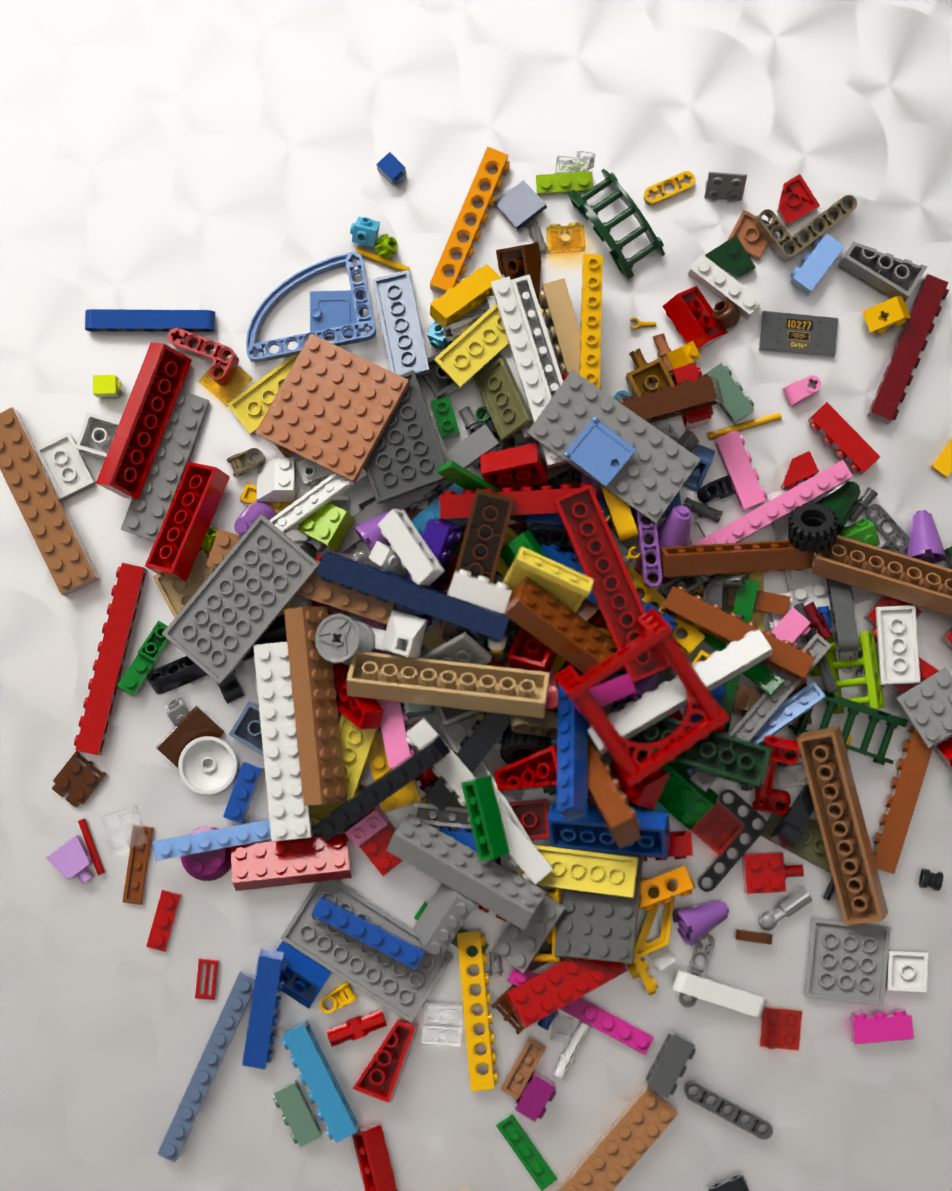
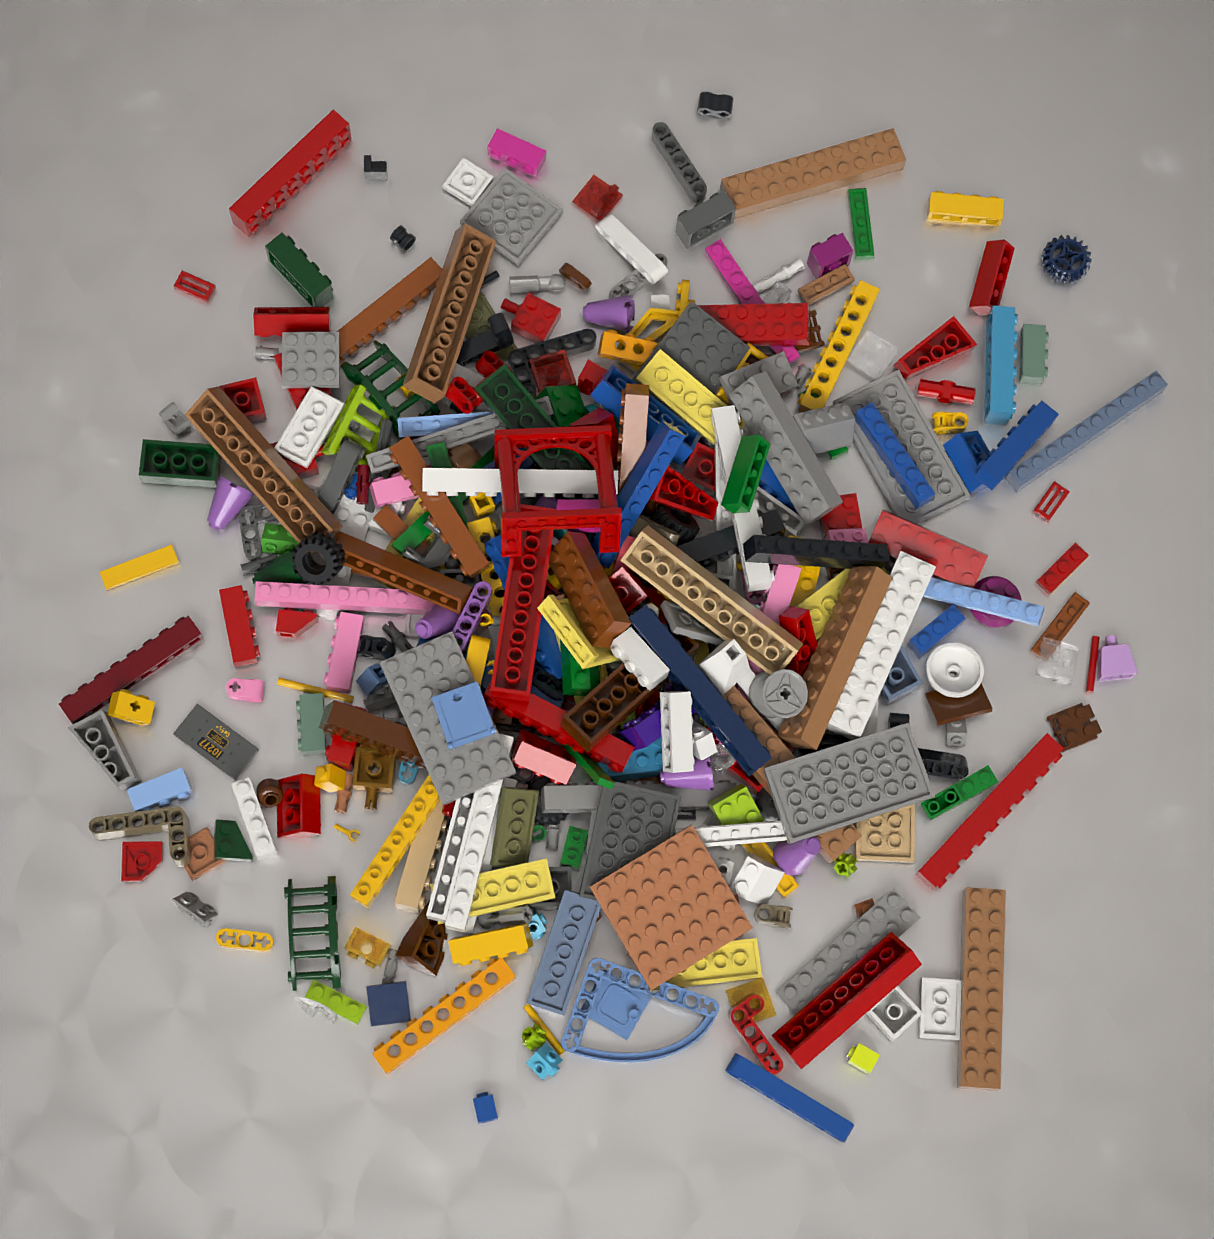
camera: 160 degrees left, 10 degrees down
(187, 521) = (857, 886): red brick -> none

